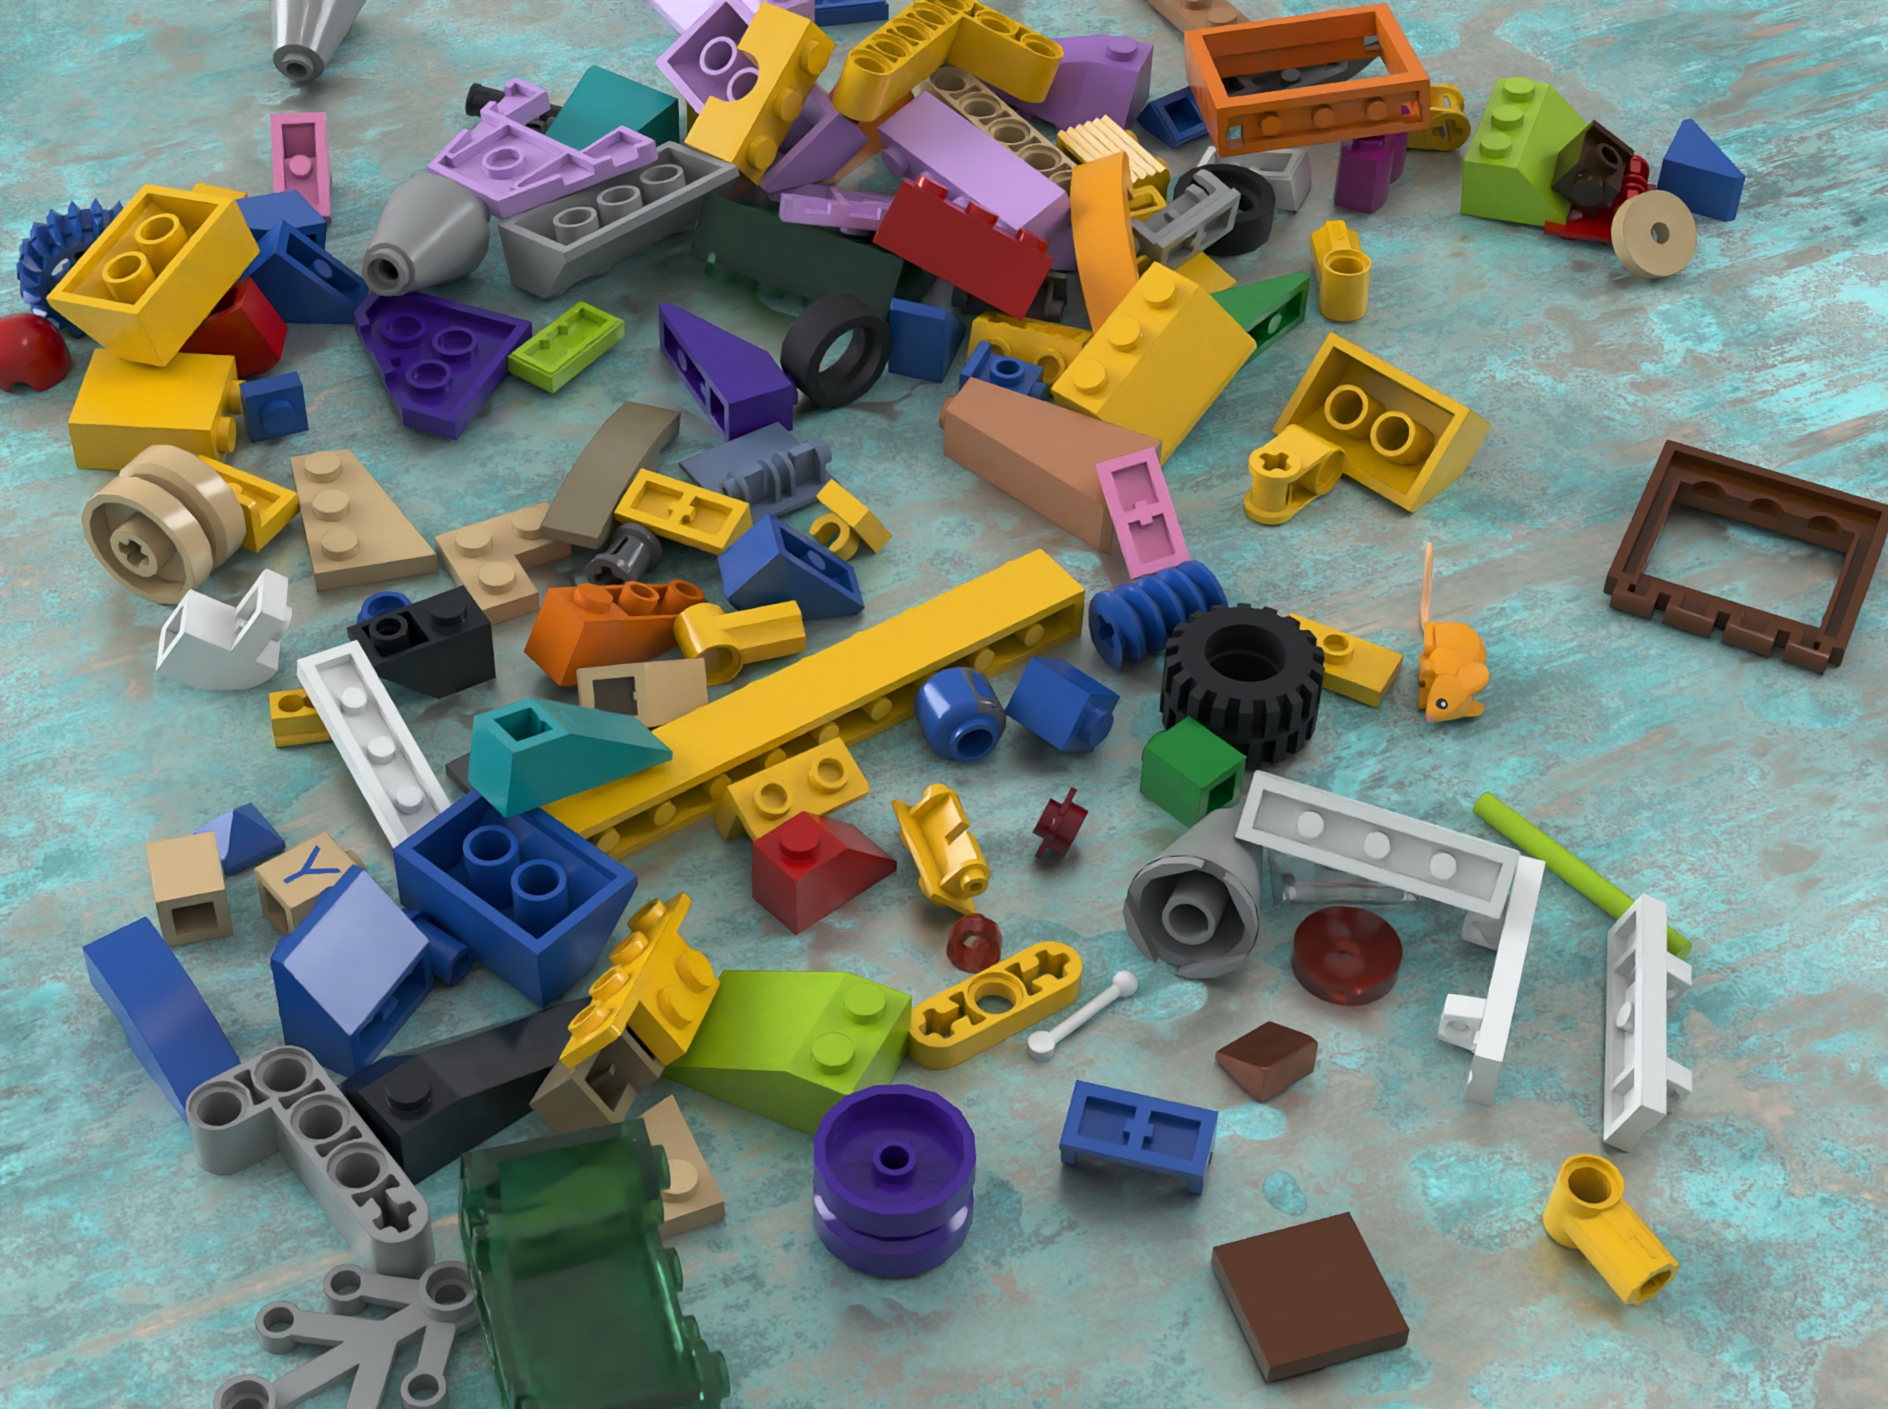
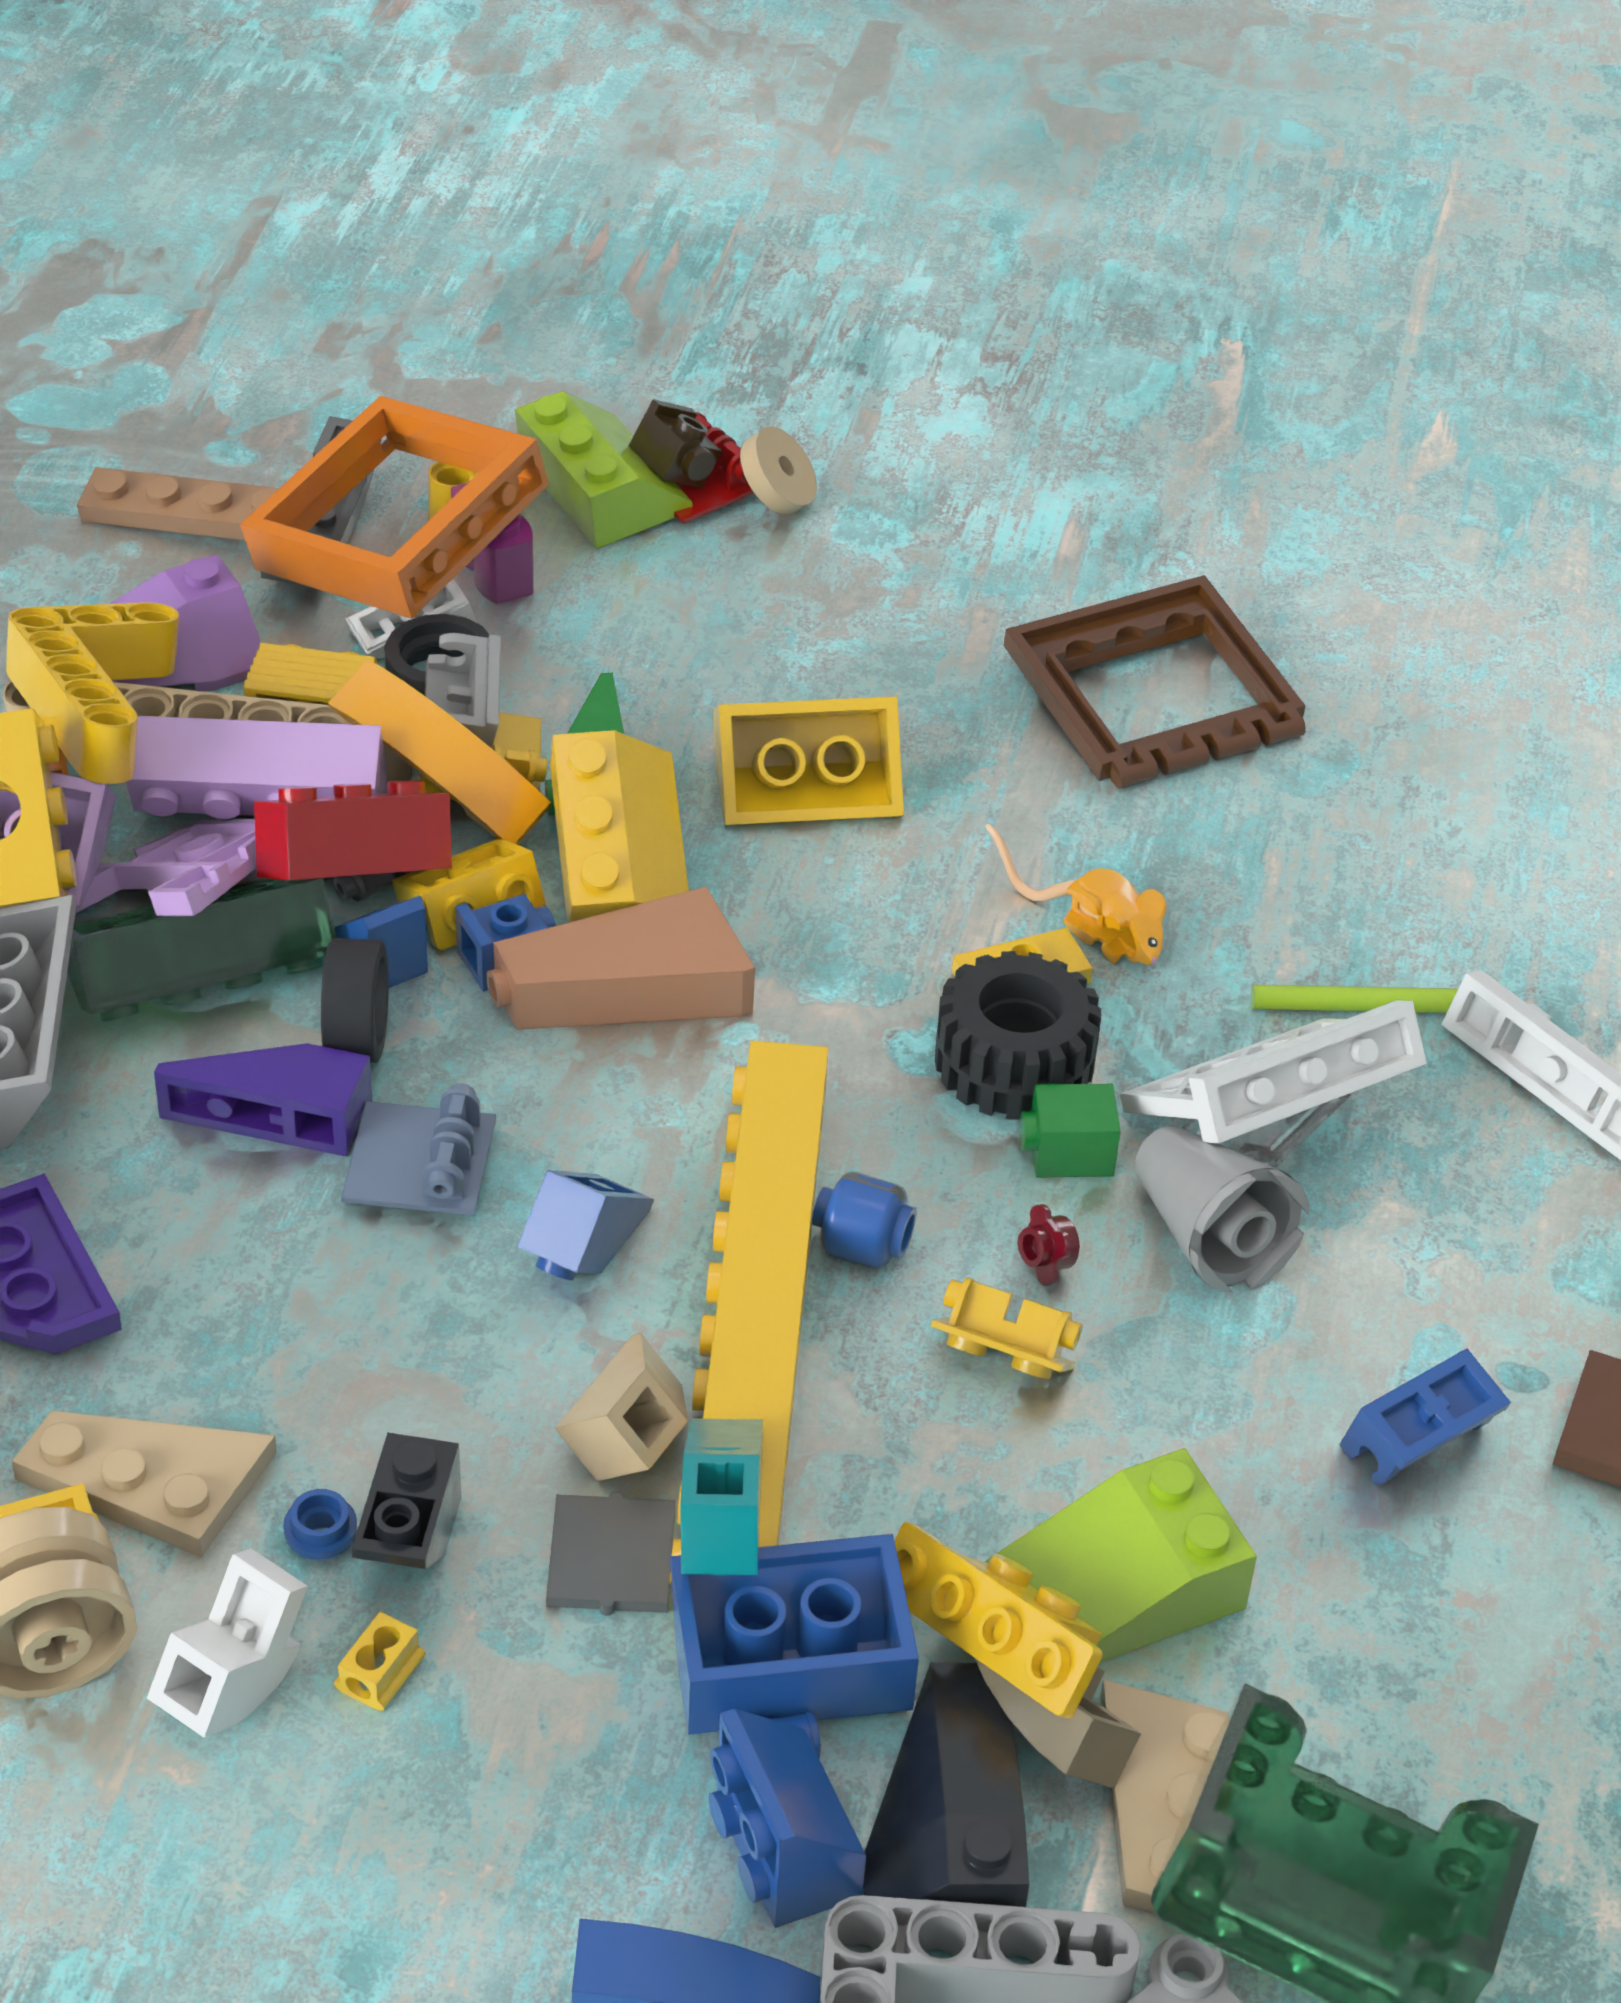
camera: 50 degrees left, 0 degrees up
(189, 889) = (529, 1875): tan brick -> none
(243, 838) = (480, 1807): blue slope -> none
(298, 876) = (627, 1786): tan brick -> none
(372, 740) = (516, 1628): white plate -> none
(493, 557) = (312, 1404): tan plate -> none
(566, 346) = (96, 1173): lime plate -> none
(605, 470) = (320, 1249): dark tan slope -> none
(606, 625) = (518, 1372): orange slope -> none
(629, 555) = (437, 1313): dark grey bush -> none
(684, 512) = (440, 1233): yellow hinge -> none
(738, 637) = (619, 1298): yellow piece -> none
(812, 782) = (858, 1383): yellow bracket -> none
(814, 868) = (945, 1431): red slope -> none
(850, 520) = (555, 1132): yellow tile -> none
(893, 1180) = (1346, 1590): dark purple wheel -> none
(982, 1030) = (1204, 1392): yellow beam -> none
(985, 948) = (1117, 1380): clear red hinge -> none
(1042, 1043) = (1251, 1414): white hinge -> none
(1063, 705) = (932, 1150): blue brick -> none
(1142, 513) = (790, 952): bright pink hinge -> none
(1148, 611) = (882, 1029): blue piece -> none
(1174, 118) = (284, 611): blue slope -> none
(1269, 1059) = (1395, 1291): copper slope -> none
(1291, 474) = (801, 848): yellow piece -> none
(1340, 271) = (601, 650): yellow piece -> none
(1343, 979) = (1357, 1172): clear red piece -> none
(1485, 1023) = (1478, 1134): white hinge -> none
(1701, 174) = (732, 397): blue slope -> none

